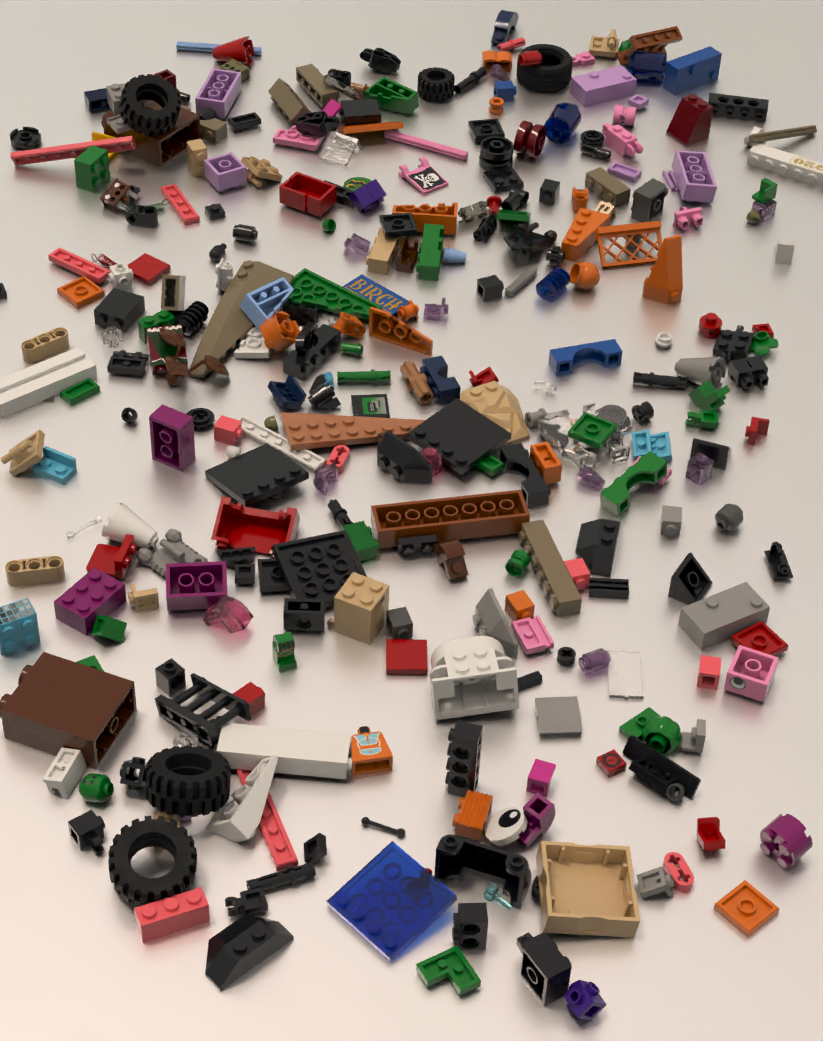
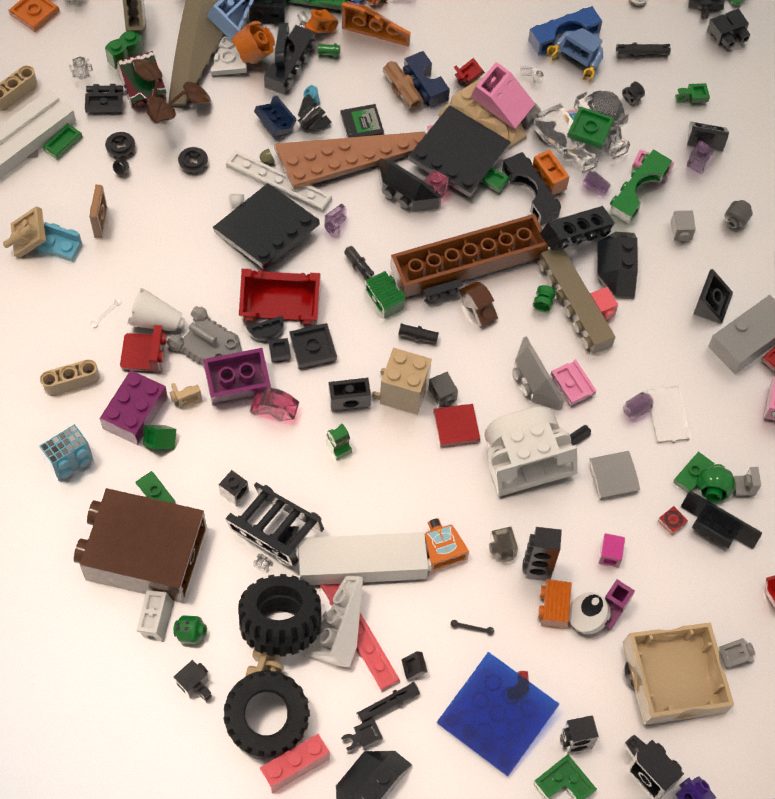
camera: 10 degrees left, 20 degrees up
(97, 443) = (98, 211): none -> medium nougat plate
(119, 309) = (80, 31): black brick -> none
(128, 773) = (224, 607): black brick -> none
(133, 394) = (119, 138): none -> black gear
(172, 437) = (174, 197): magenta brick -> none
(192, 317) = (158, 33): black piece -> none
(228, 430) = (225, 173): coral brick -> none
(253, 695) = (316, 500): red brick -> none
(317, 565) = (355, 336): black plate -> none
(340, 460) = (338, 191): coral beam -> none
(364, 376) = (347, 84): green pin -> none
(385, 577) = (418, 333): none -> black pin
(430, 758) = (503, 544): none -> clear smoke brick
(462, 855) = (607, 665): black windscreen -> none
(491, 894) = (587, 688): clear light blue hand -> none
(509, 393) = (503, 96): none -> bright pink slope
(519, 606) = (555, 352): orange brick -> none
(561, 506) = (577, 228): none -> black brick
(566, 656) = (606, 398): black bush -> none
(597, 369) = (582, 47): none -> medium blue torso
(609, 587) = (635, 310): black tile -> none
(656, 443) = (648, 133): medium azure slope -> none
(671, 790) = (743, 549): dark grey hinge -> none
(682, 870) = (755, 635): coral beam -> none
(701, 370) = (683, 35): light grey cone -> none
(707, 397) = (694, 67): green brick -> none
(709, 672) = (748, 402): coral brick -> none
(757, 426) = (746, 97): red bracket -> none

